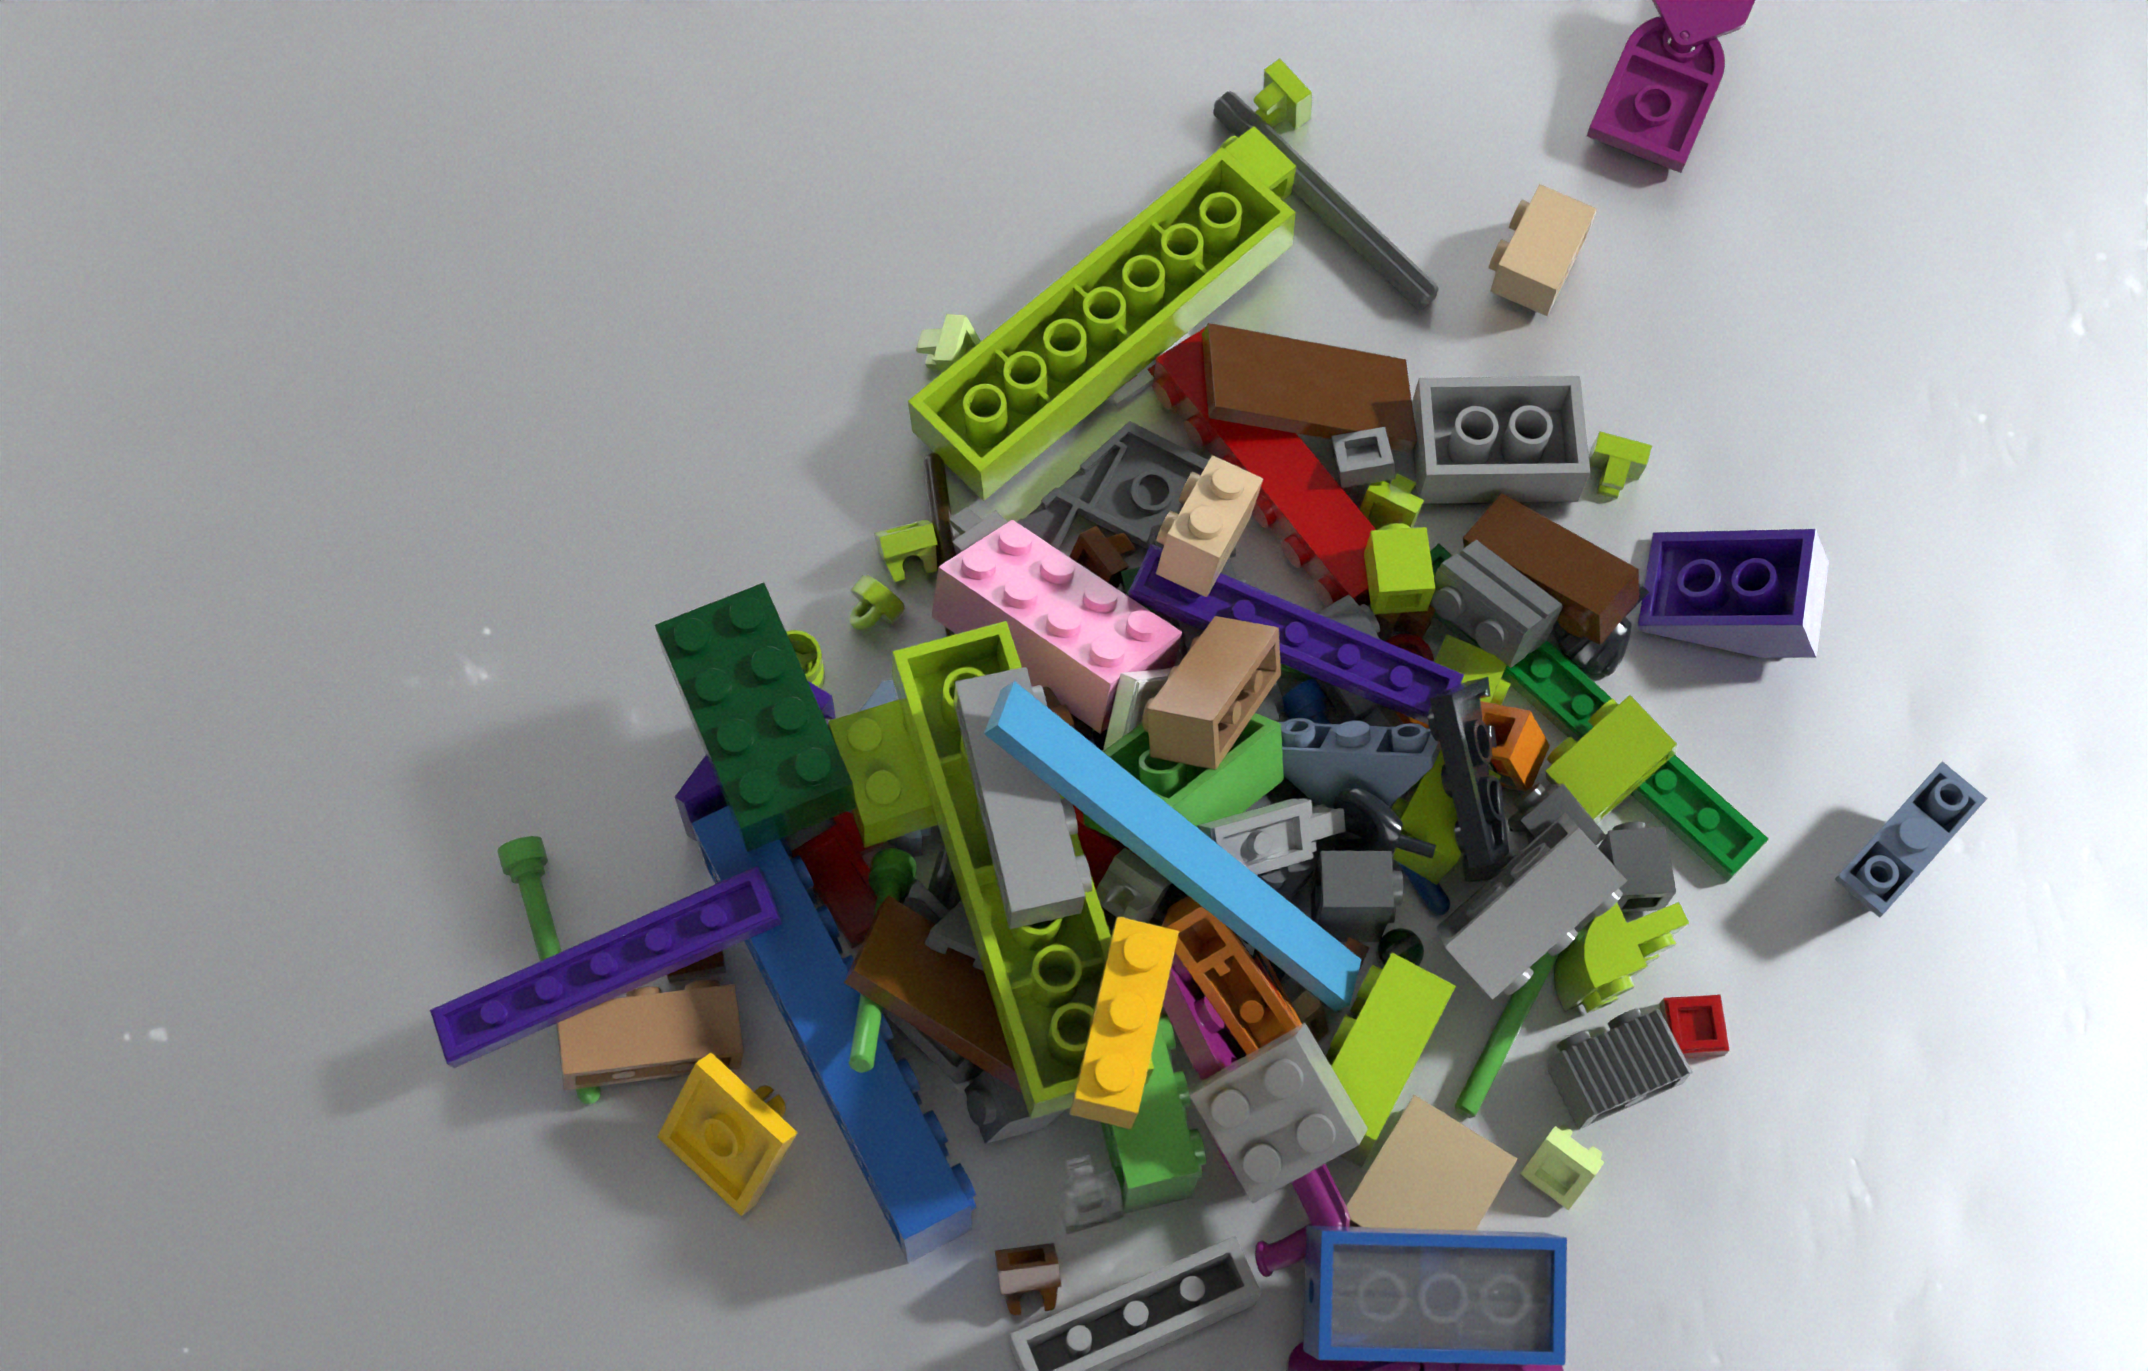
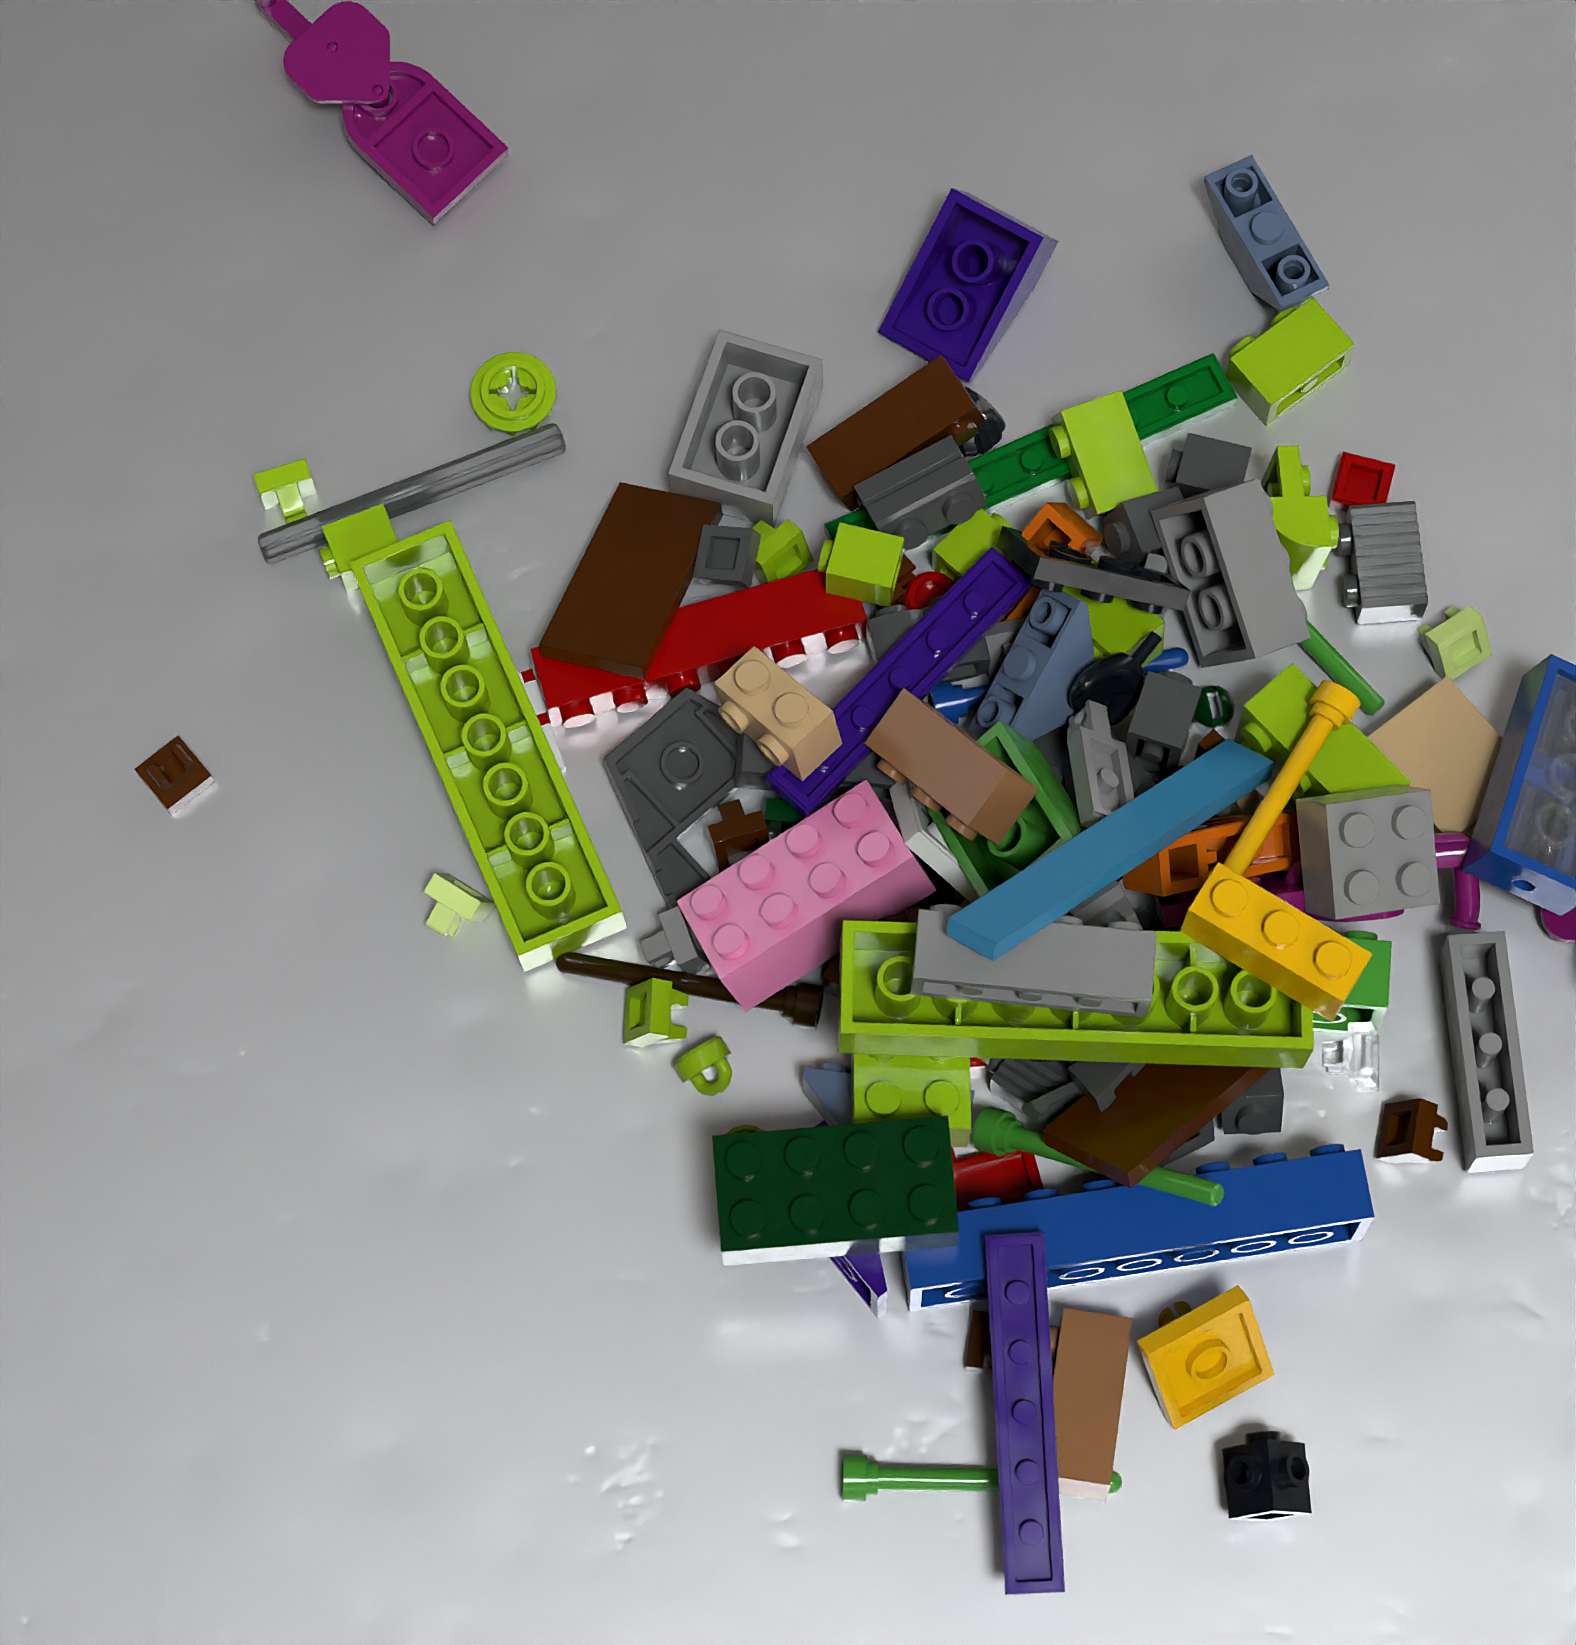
camera: 65 degrees left, 5 degrees up
(626, 1233) = (1266, 1478): none -> black brick
(990, 103) = (174, 775): none -> reddish brown tile
(1413, 1031) = (1331, 708): none -> yellow piece
(1463, 231) = (495, 379): none -> lime gear
(1541, 250) = (555, 312): tan brick -> none
(1617, 460) = (803, 332): lime tile -> none
(1792, 910) = (1288, 360): none -> lime brick

